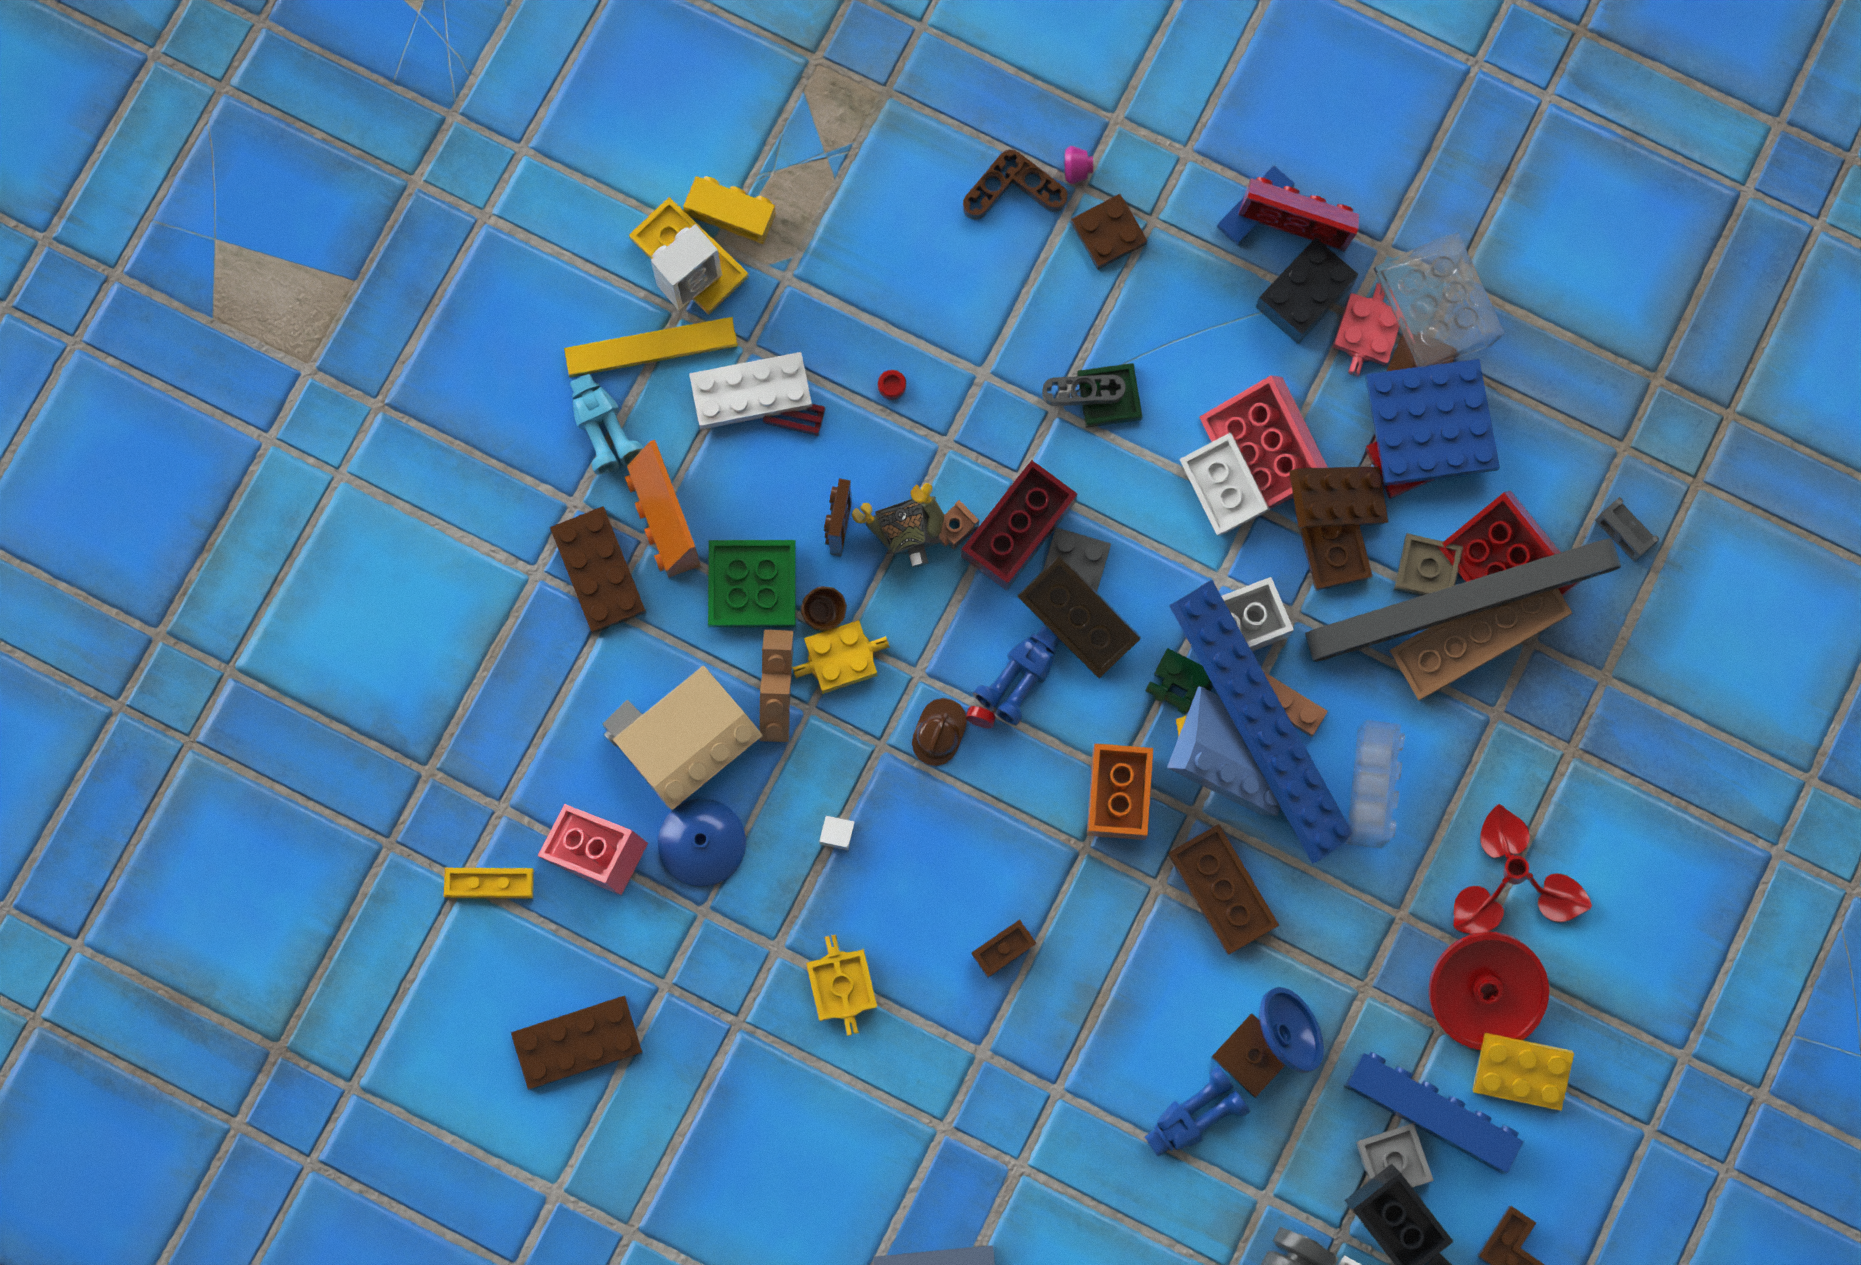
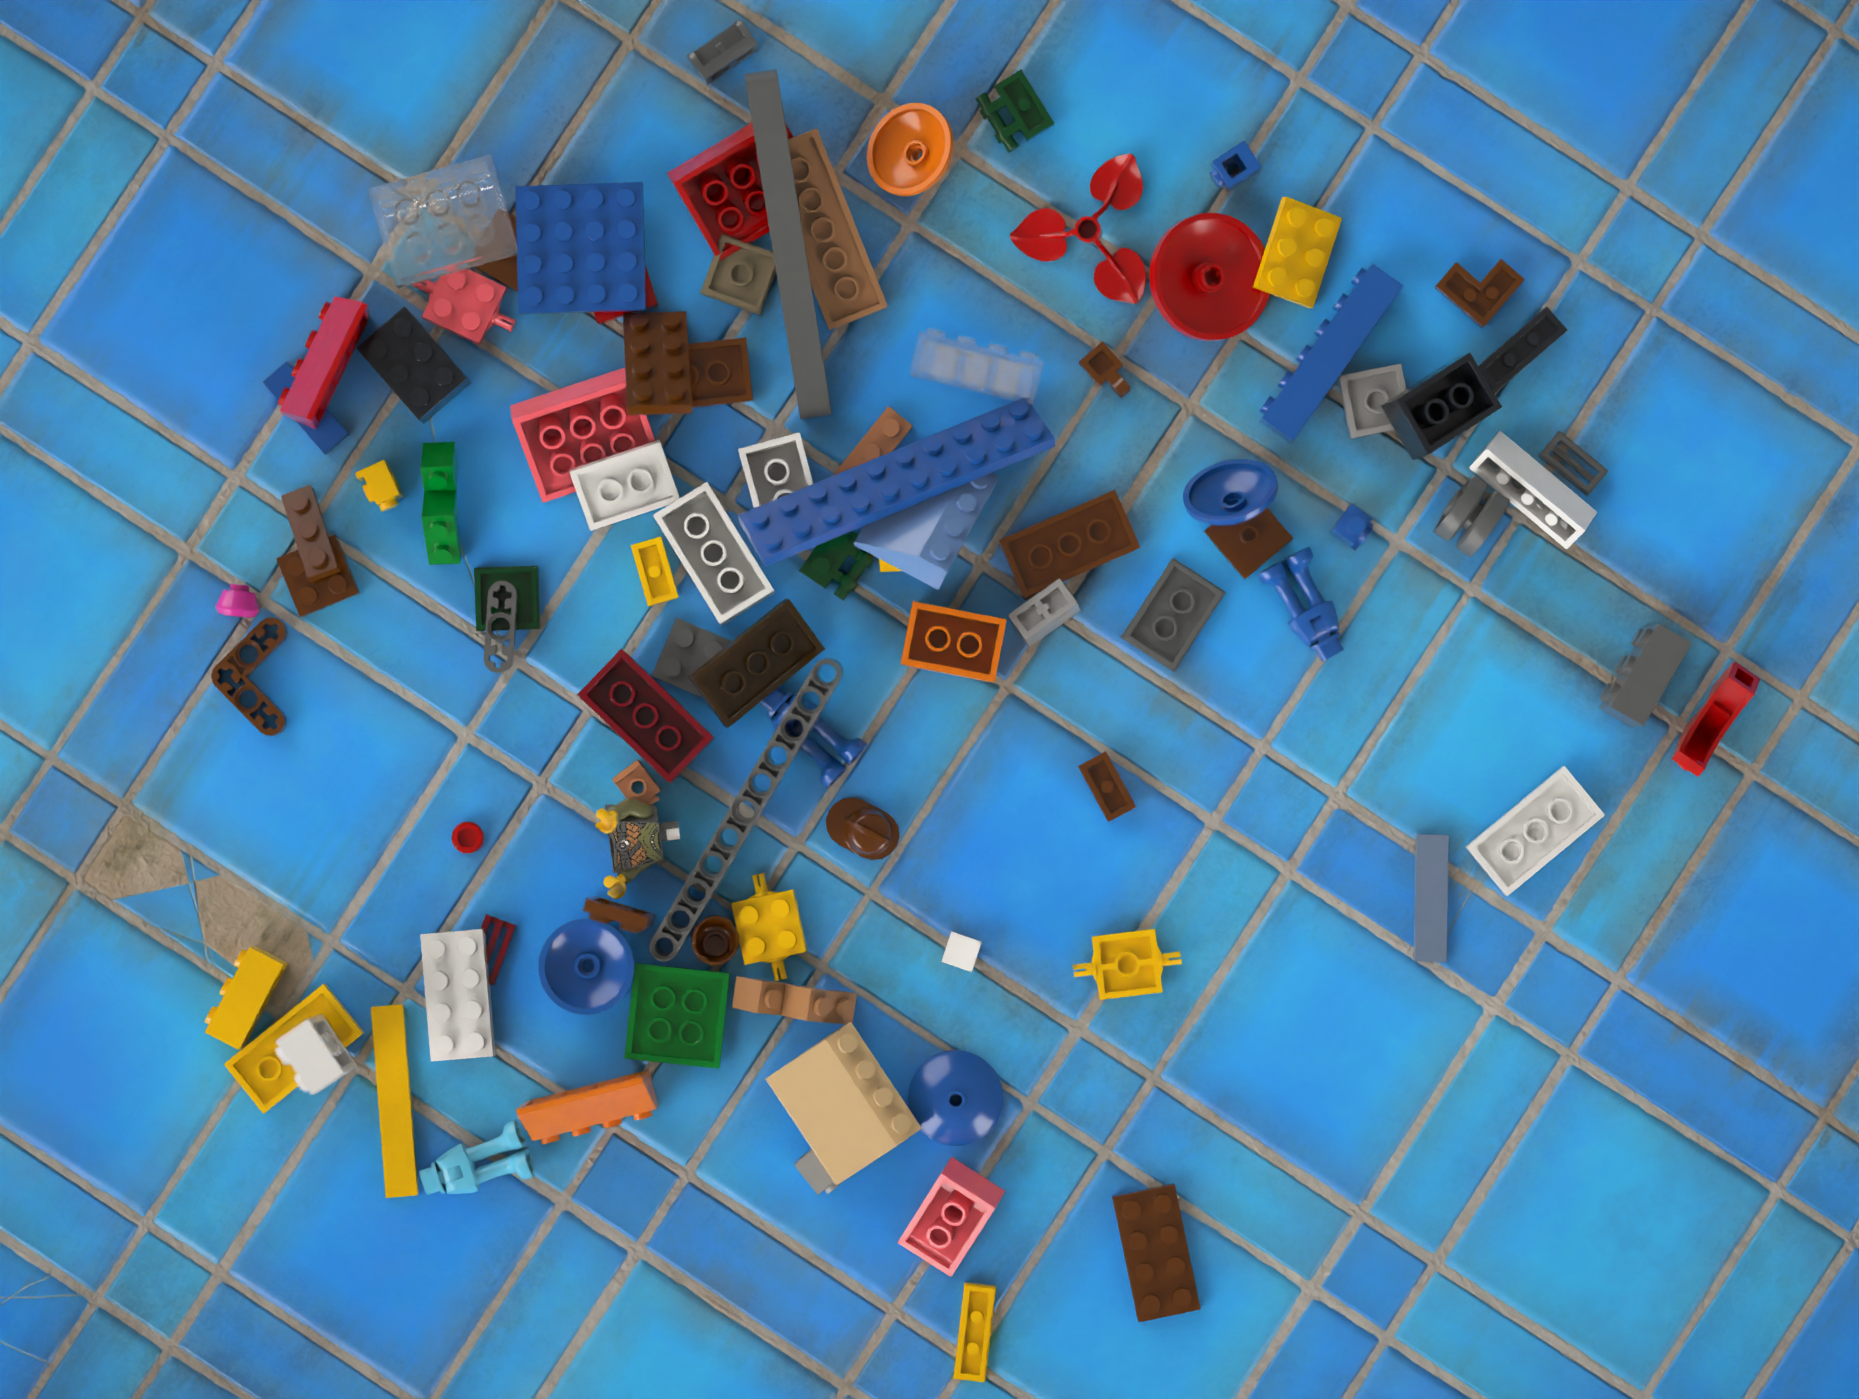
camera: 85 degrees left, 10 degrees up
(597, 570) = (641, 1183): reddish brown plate -> none
(788, 478) = (563, 970): none -> blue dish
(955, 632) = (734, 820): none -> dark grey beam
(980, 717) = (853, 782): red tile -> none
(1145, 218) = (310, 533): none -> reddish brown plate
(1150, 520) = (654, 571): none -> yellow plate
(1156, 872) = (1044, 612): none -> light grey hinge
(1170, 993) = (1173, 615): none -> dark grey tile
(1172, 568) = (714, 553): none -> white brick
(1178, 325) = (440, 506): none -> green arch
(1196, 274) = (380, 485): none -> yellow brick
(1273, 1151) = (1352, 527): none -> blue brick
(1390, 903) = (1103, 367): none -> reddish brown plate
(1565, 702) = (899, 142): none -> orange dish
(1604, 1004) = (1242, 158): none -> blue brick
(1619, 804) = (1022, 104): none -> dark green plate

